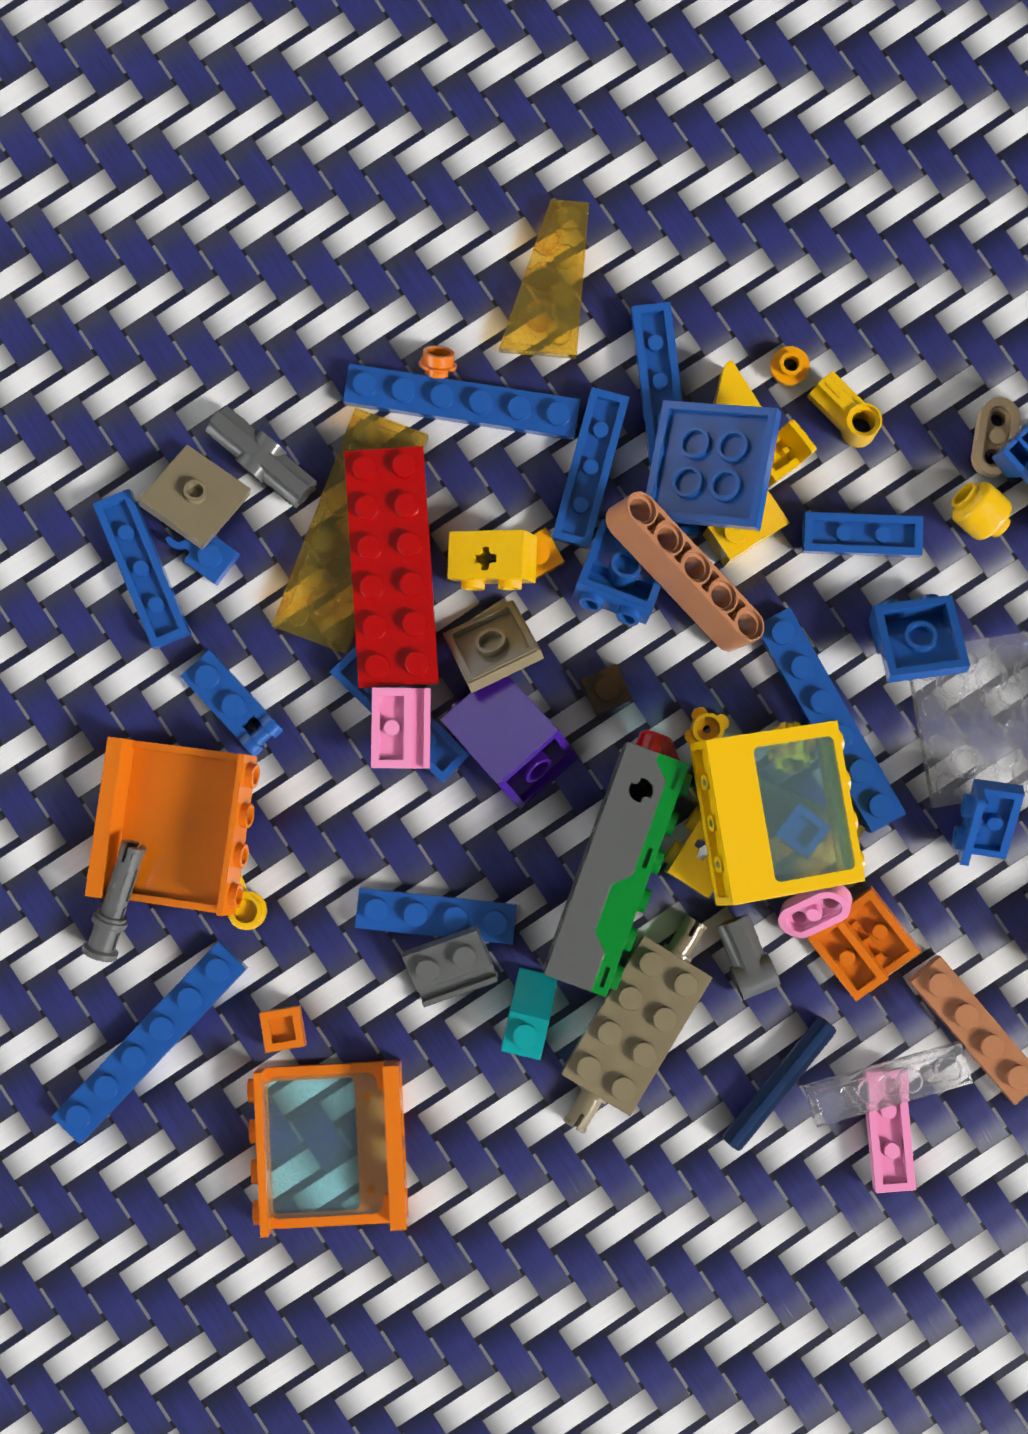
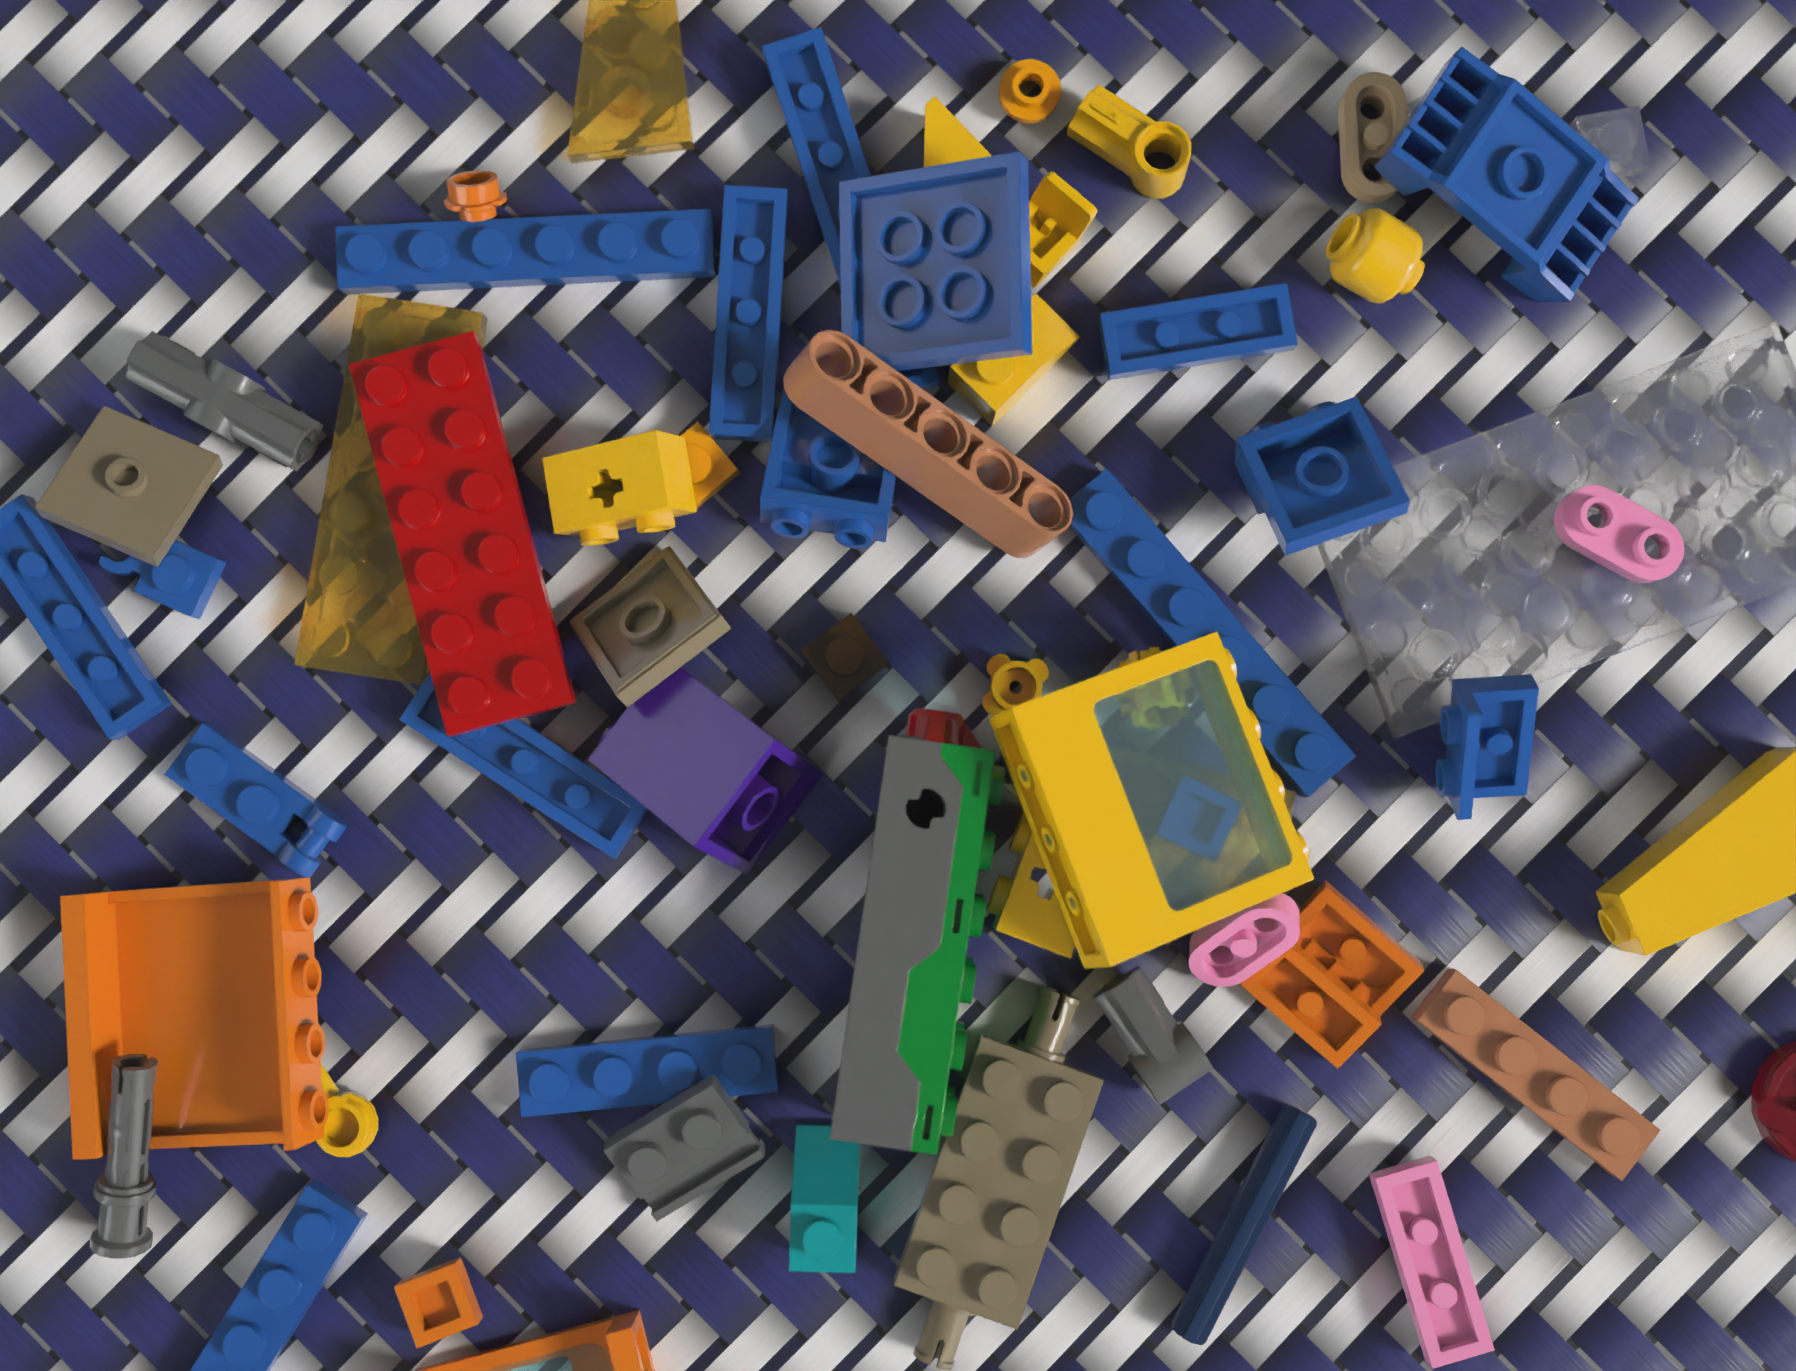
camera: 15 degrees left, 0 degrees up
(401, 728) = (527, 786): bright pink plate -> none
(888, 1084) = (1415, 1192): clear plate -> none

